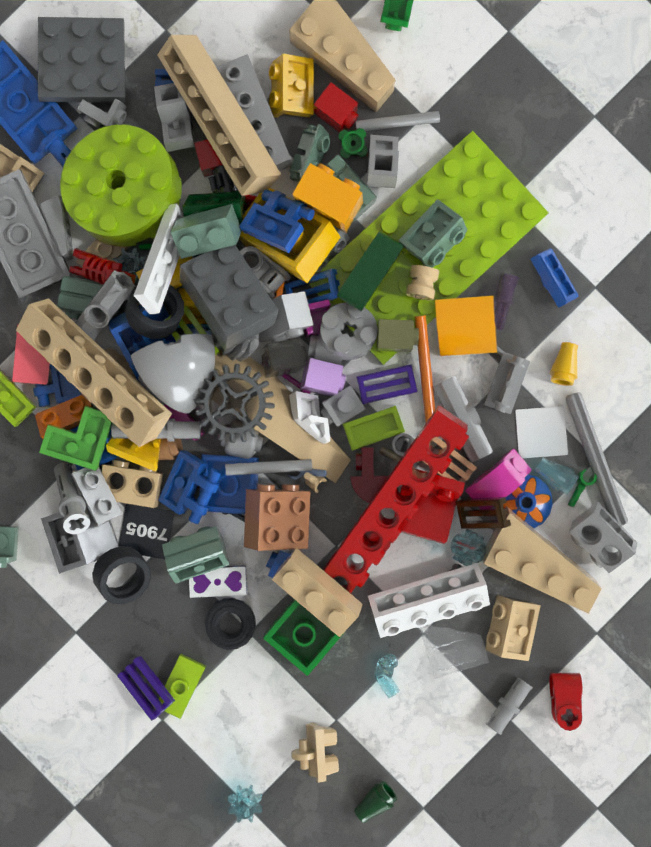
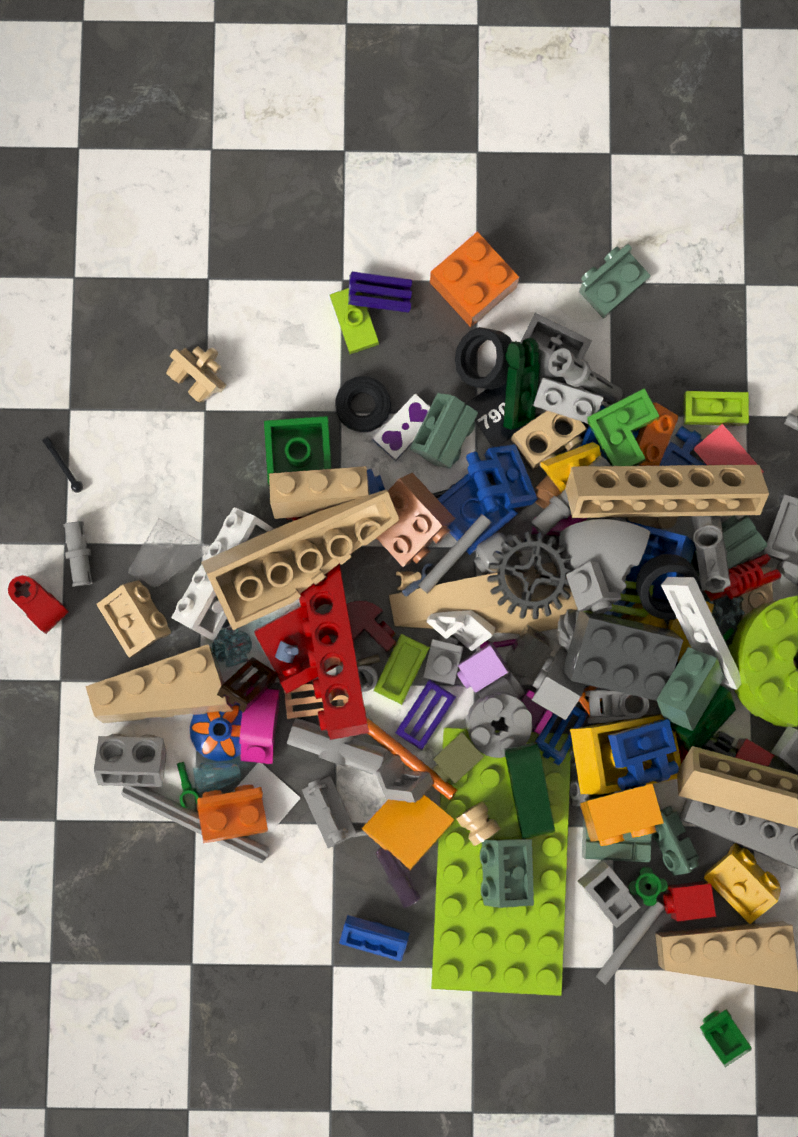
camera: 140 degrees right, 5 degrees down
(76, 636) = (474, 279): none -> orange brick
(114, 535) = (521, 383): none -> dark green hinge
(207, 355) = (591, 589): none -> light grey bracket
(248, 796) = (212, 271): clear light blue gear -> none
(377, 801) = (112, 381): dark green cone -> none
(381, 567) = (287, 560): none -> tan wedge
(384, 673) = (203, 483): clear light blue arm -> none
(438, 509) = (286, 652): none -> sand blue hand
(445, 354) = (401, 783): none -> light grey bracket
(467, 751) = (76, 486): none -> black hinge
(565, 365) = (295, 874): yellow cone -> none
(571, 441) = (231, 813): none -> orange bracket

